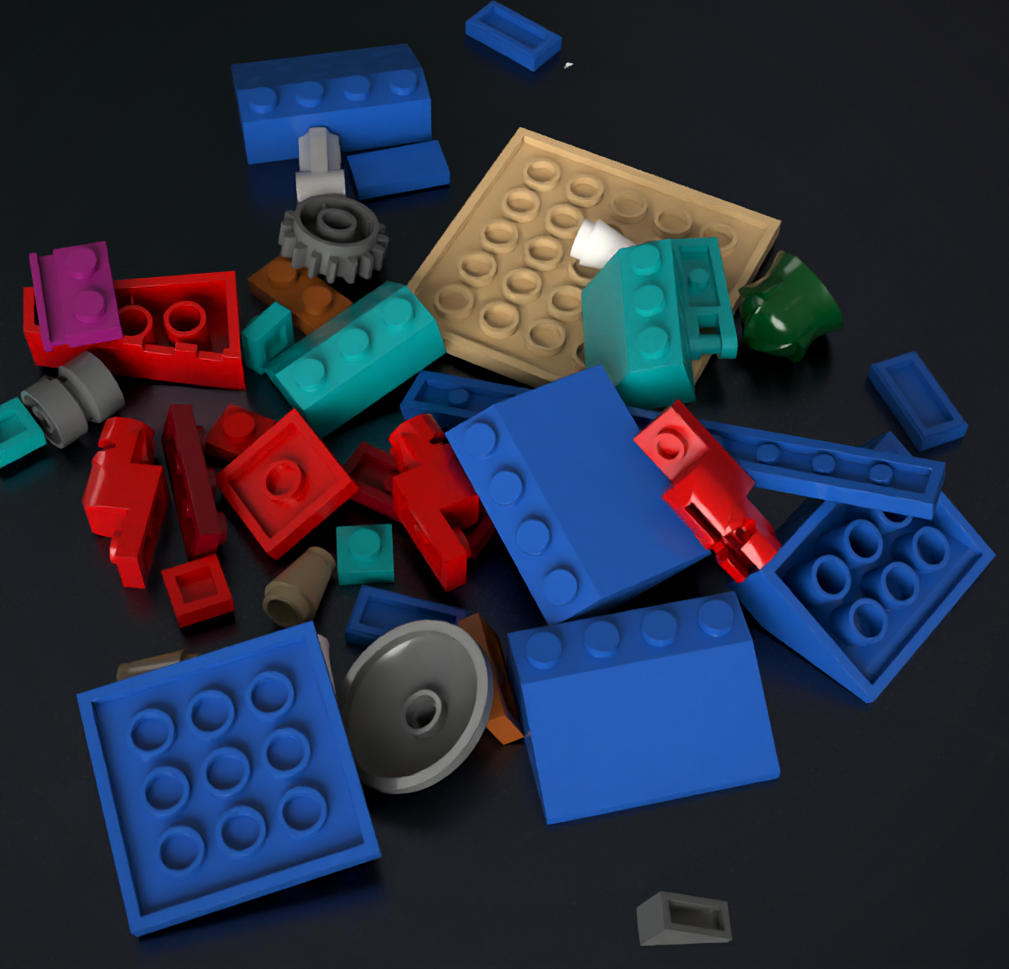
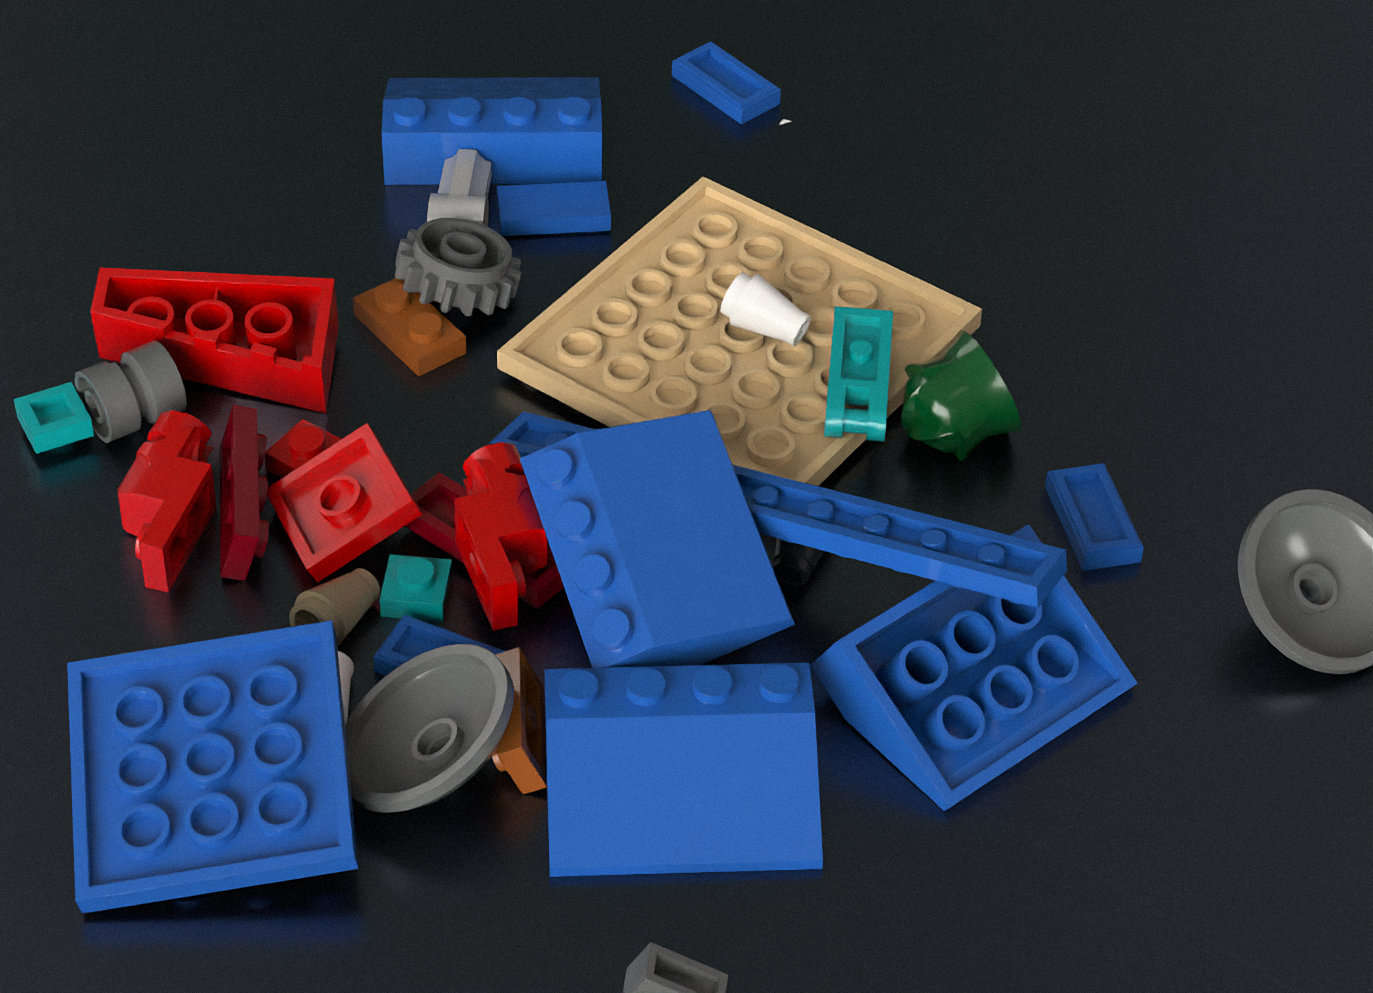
camera: 10 degrees right, 10 degrees down
(75, 296) = (154, 281): magenta plate -> none
(198, 590) = (223, 596): red plate -> none
(267, 336) = (360, 359): teal plate -> none
(357, 357) = (455, 390): teal slope -> none
(640, 326) = (779, 387): teal slope -> none
(708, 491) = (799, 552): red plate -> none

